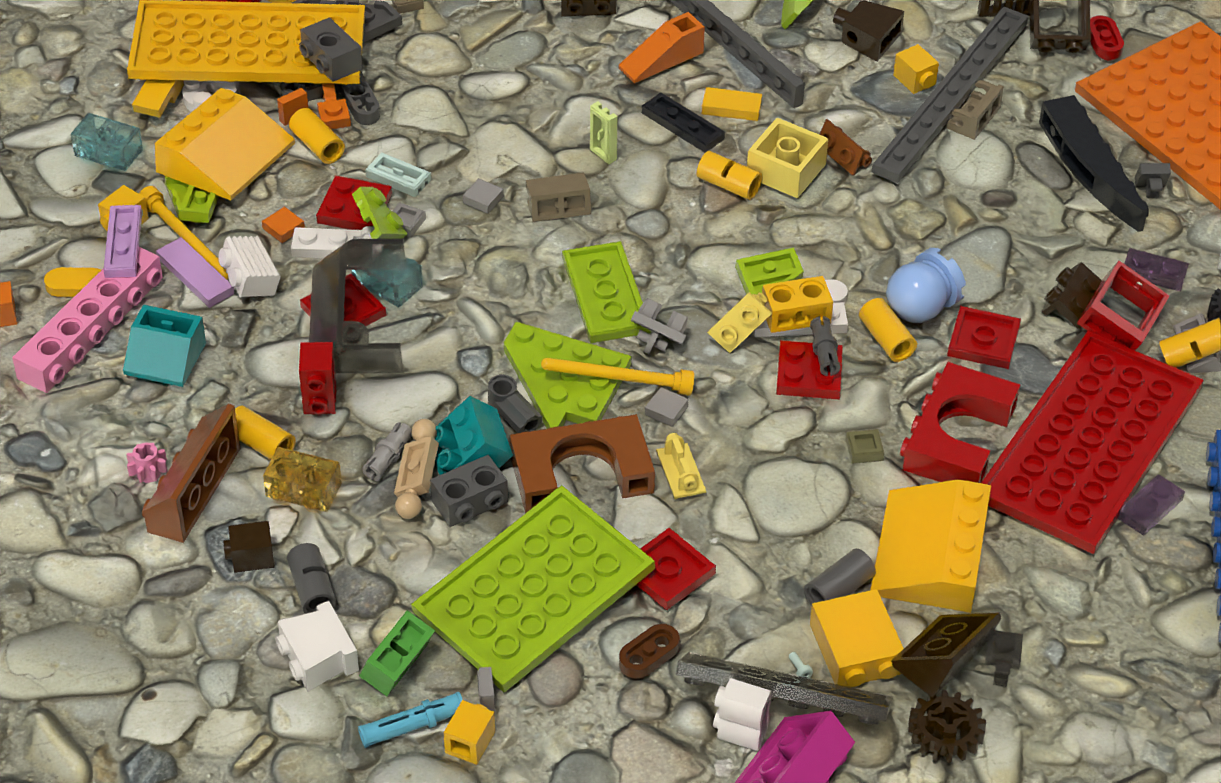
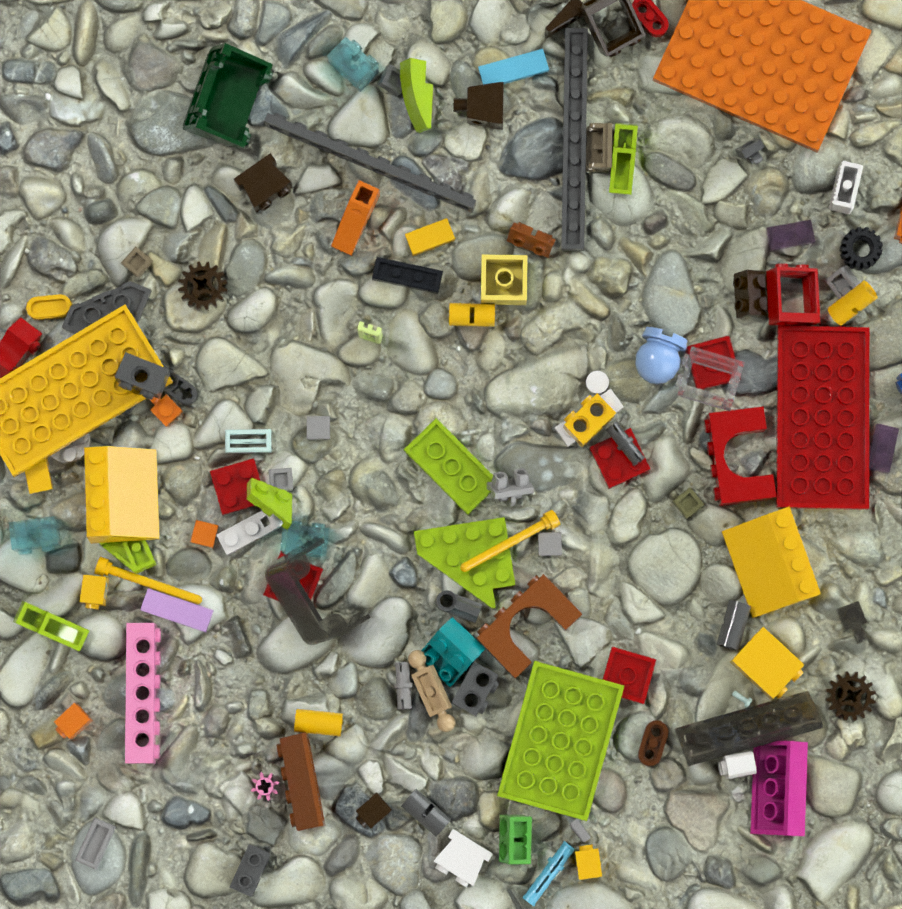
camera: 30 degrees left, 35 degrees up
(49, 218) = (51, 626): none -> lime slope
(57, 529) = (250, 870): none -> dark grey brick
(68, 280) = (105, 666): yellow tile -> none
(122, 241) = (123, 627): lavender tile -> none
(164, 345) = (210, 692): teal slope -> none
(249, 266) = (214, 592): white brick -> none
(290, 104) = (136, 424): orange tile -> none
(302, 479) = (368, 735): clear yellow brick -> none
(316, 135) = (172, 442): yellow pin -> none
(318, 377) = (329, 664): red brick -> none
(457, 37) = (208, 278): none -> dark brown gear
(558, 197) = (370, 402): dark tan hinge -> none
(680, 467) = (589, 591): light yellow hinge -> none
(740, 321) = (561, 454): light yellow hinge -> none
(768, 269) = (550, 393): lime wing -> none
(887, 329) = (652, 398): yellow pin -> none
(916, 69) = (539, 131): yellow brick -> none
(931, 20) = (514, 68): none -> medium azure tile
(944, 649) = (825, 647): dark brown slope -> none
(997, 331) = (716, 362): none -> clear window
(998, 125) = (623, 158): none -> lime slope
(1091, 159) = (700, 154): black slope -> none

